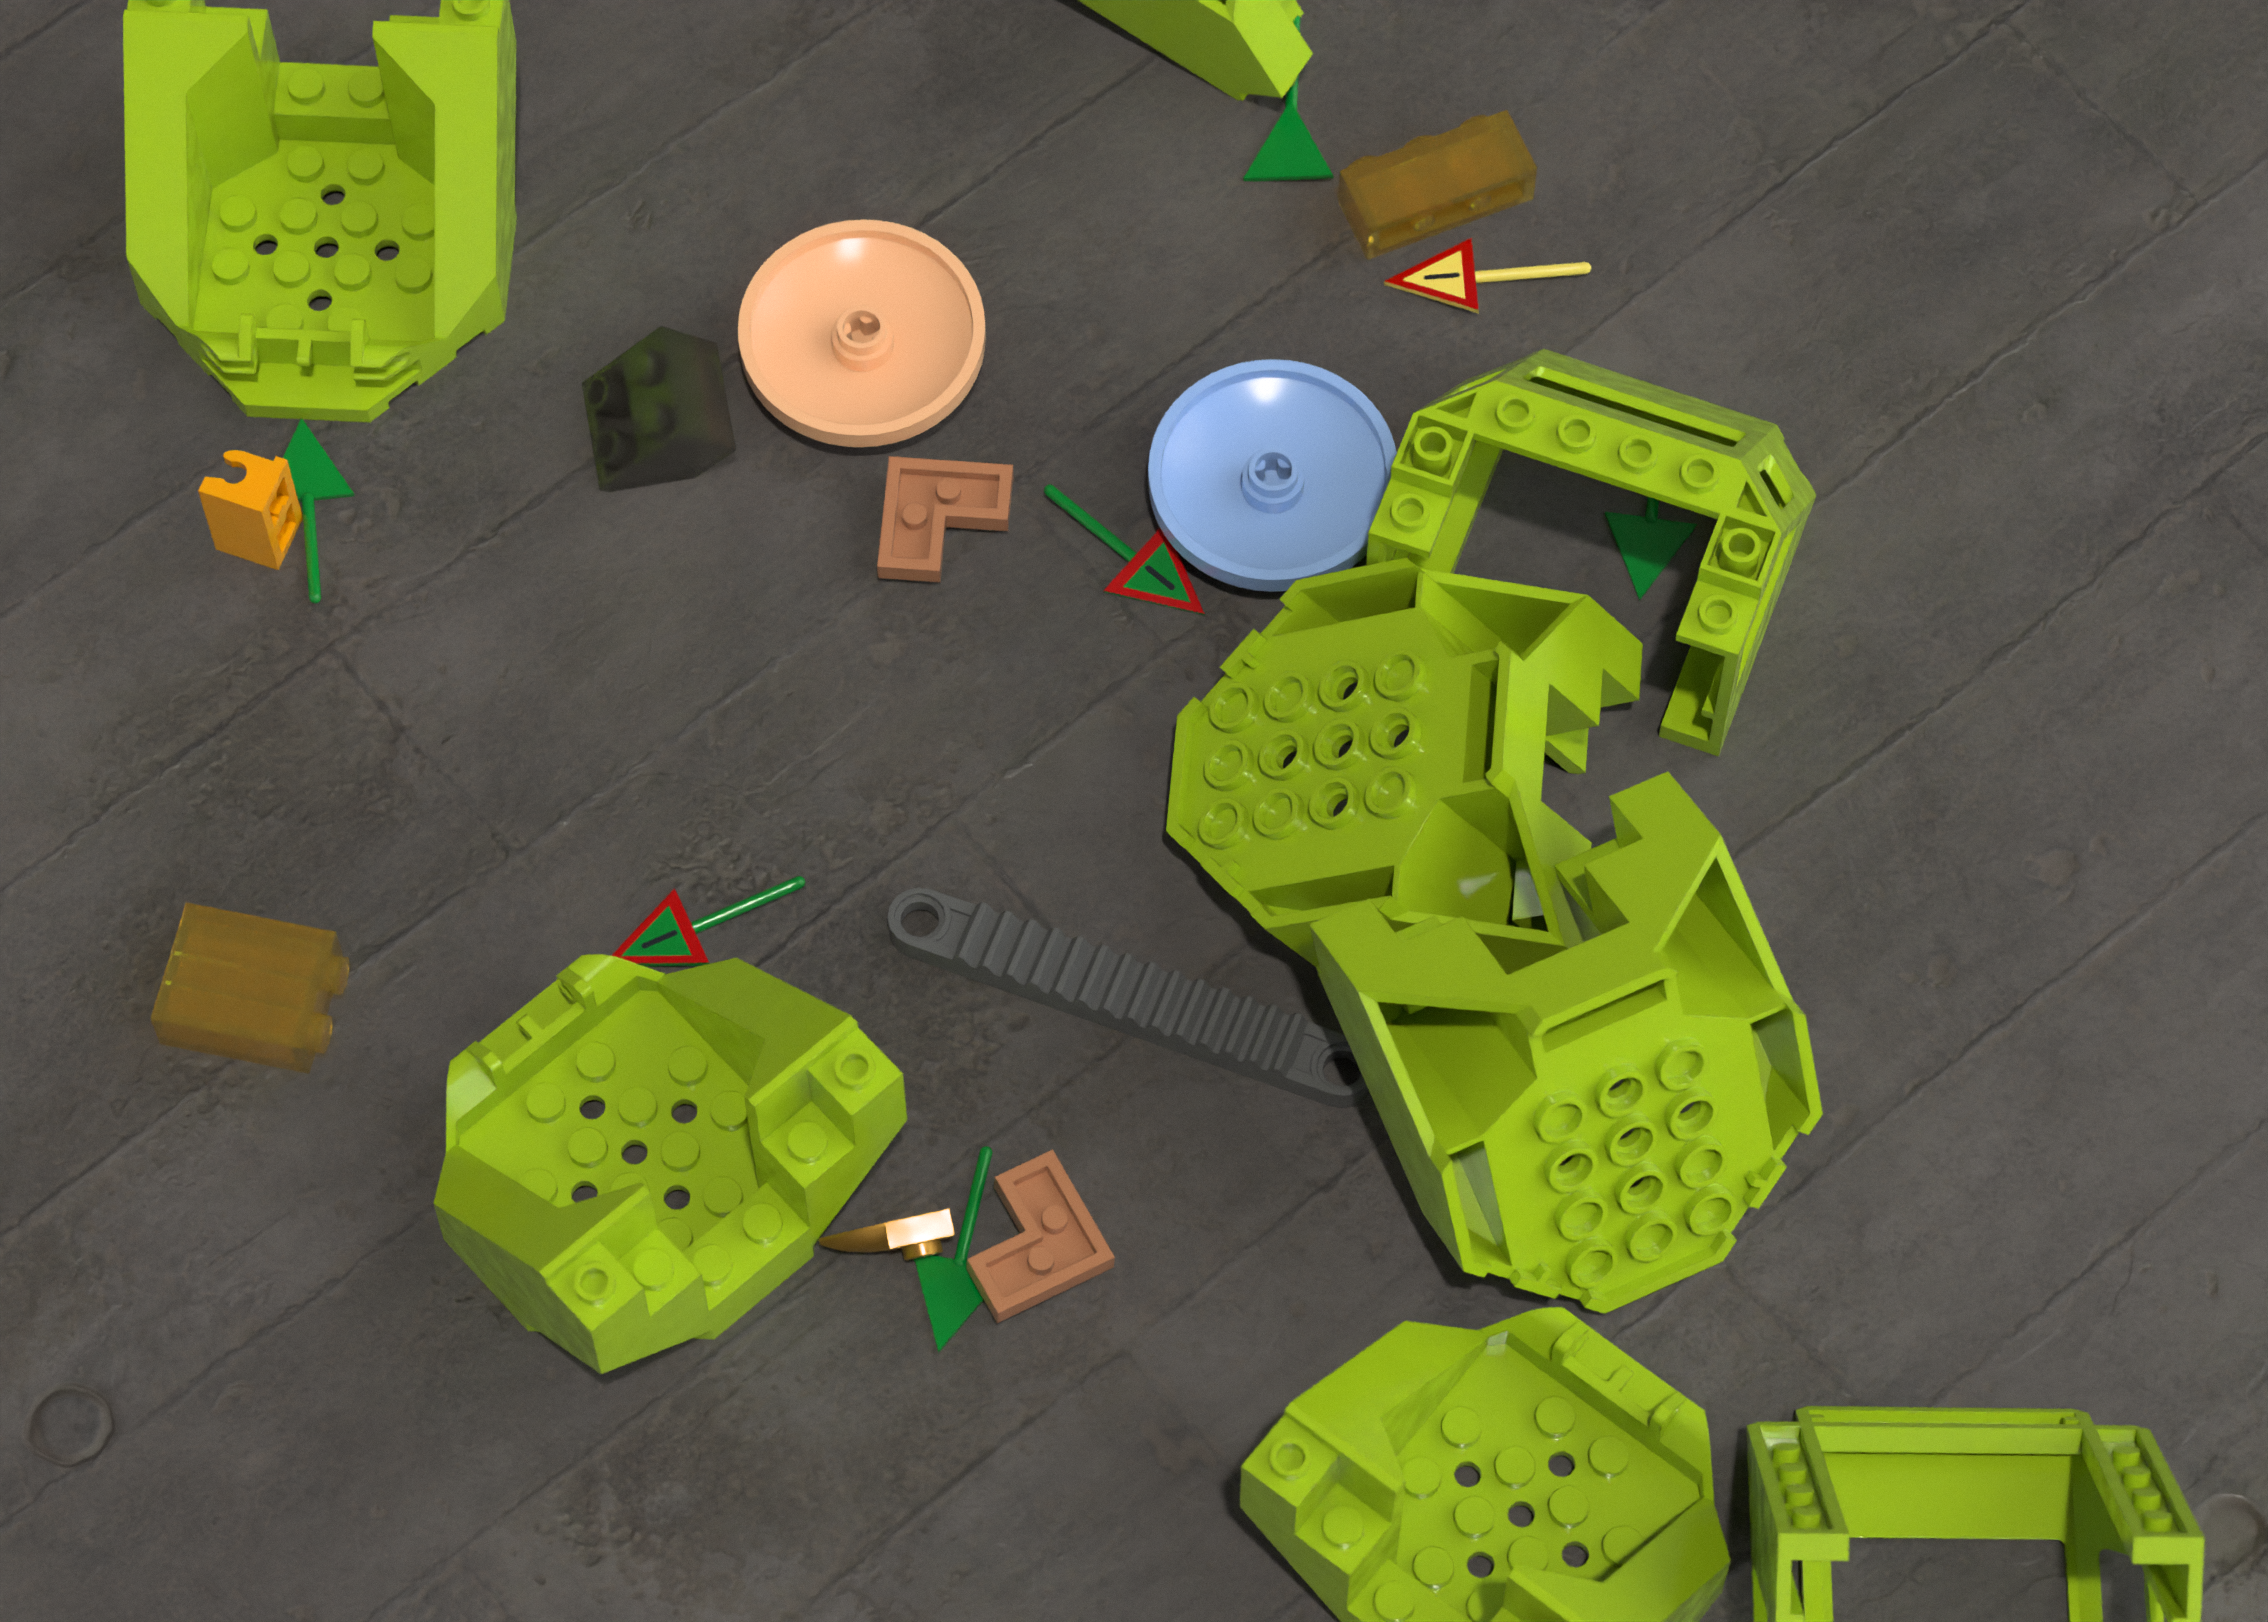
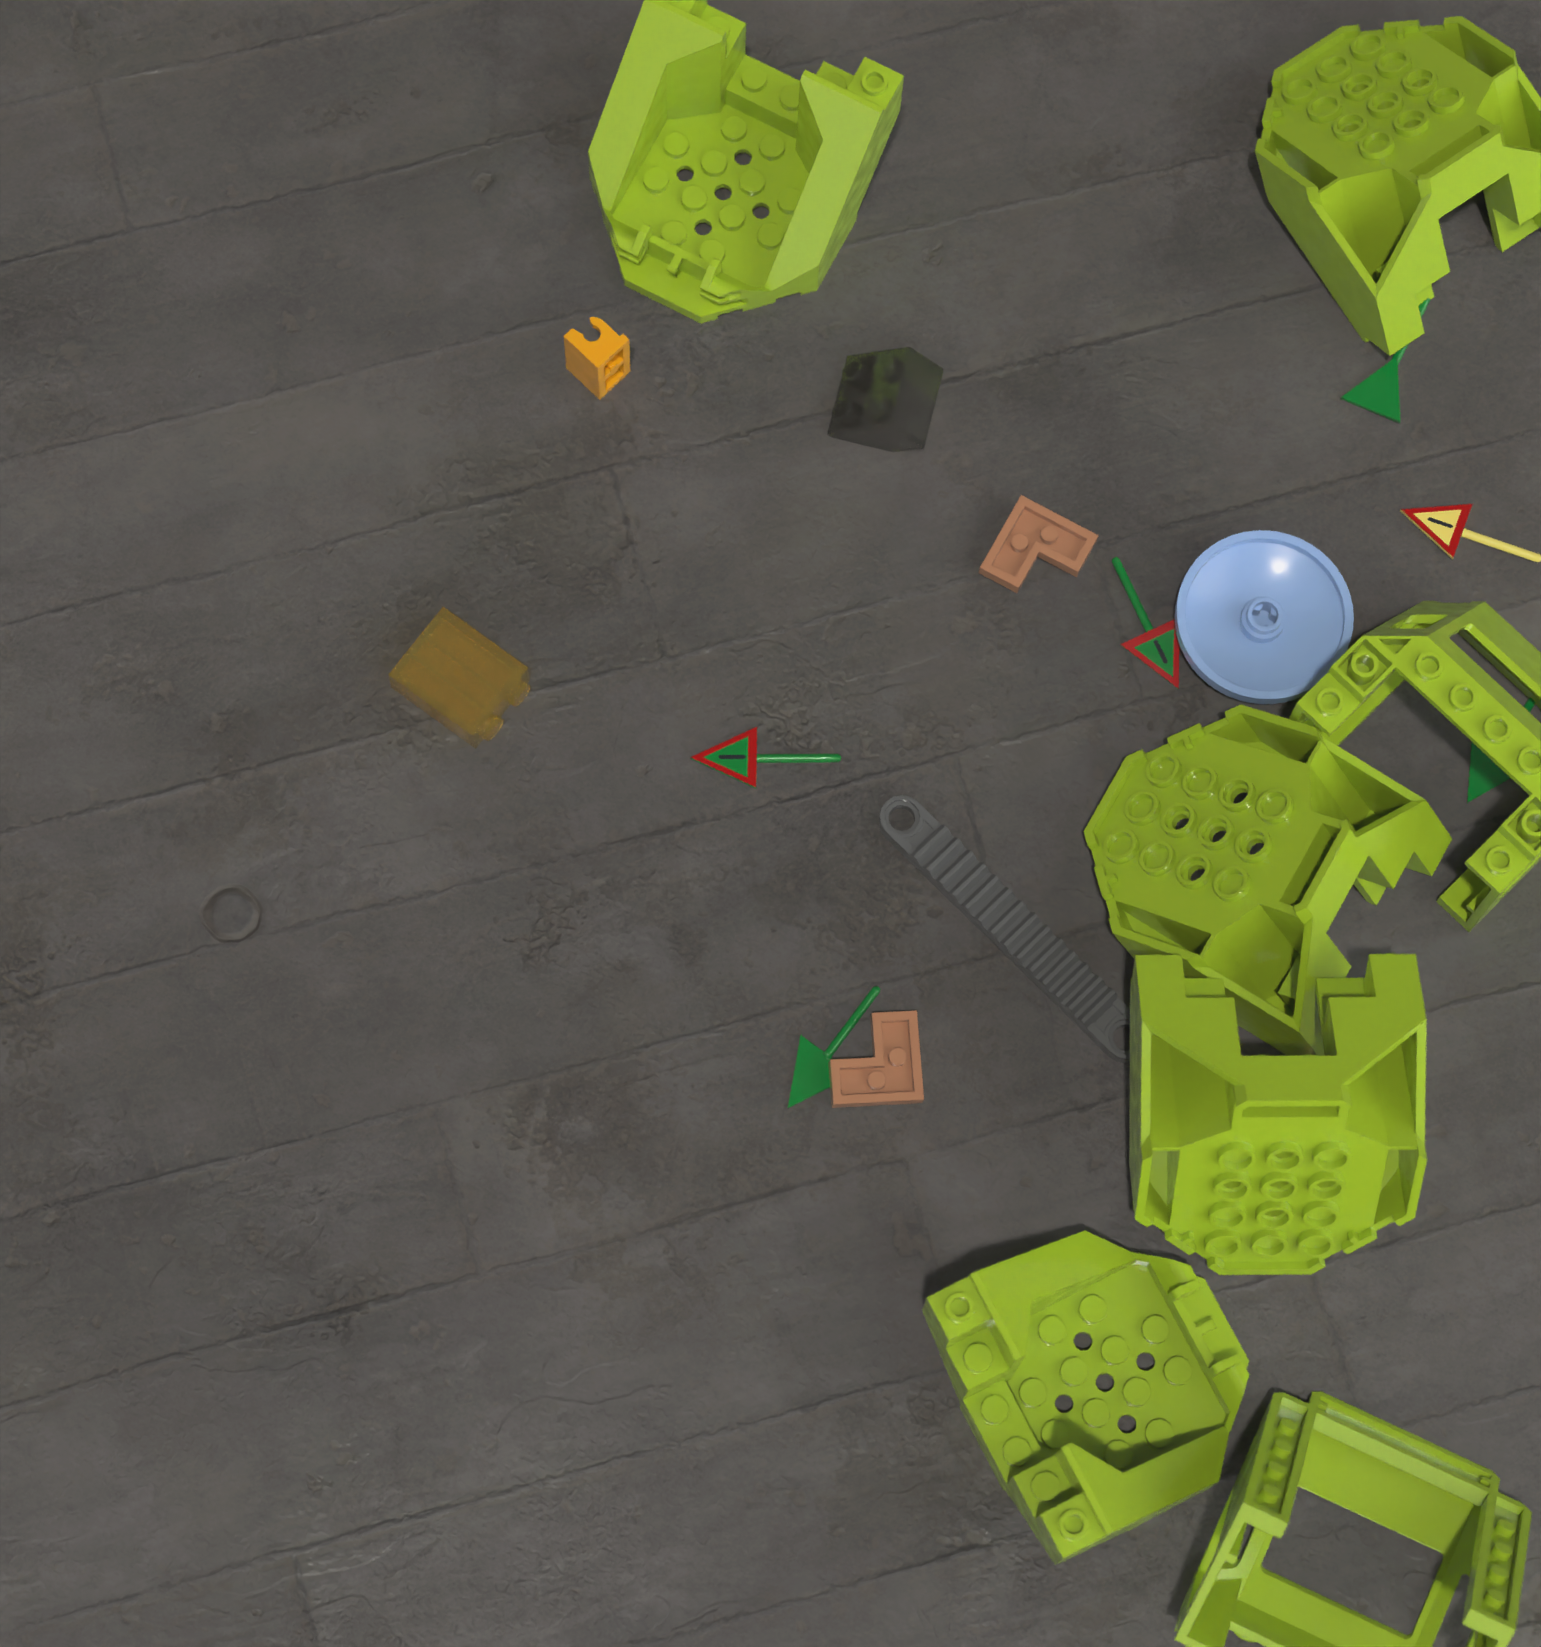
camera: 20 degrees right, 10 degrees up
(314, 479) = (646, 346): green piece -> none
(780, 1140) = (733, 936): lime piece -> none
(861, 333) = (1040, 402): light nougat dish -> none
(915, 1235) = (804, 1027): plate -> none
(1436, 183) = (1465, 458): clear yellow brick -> none

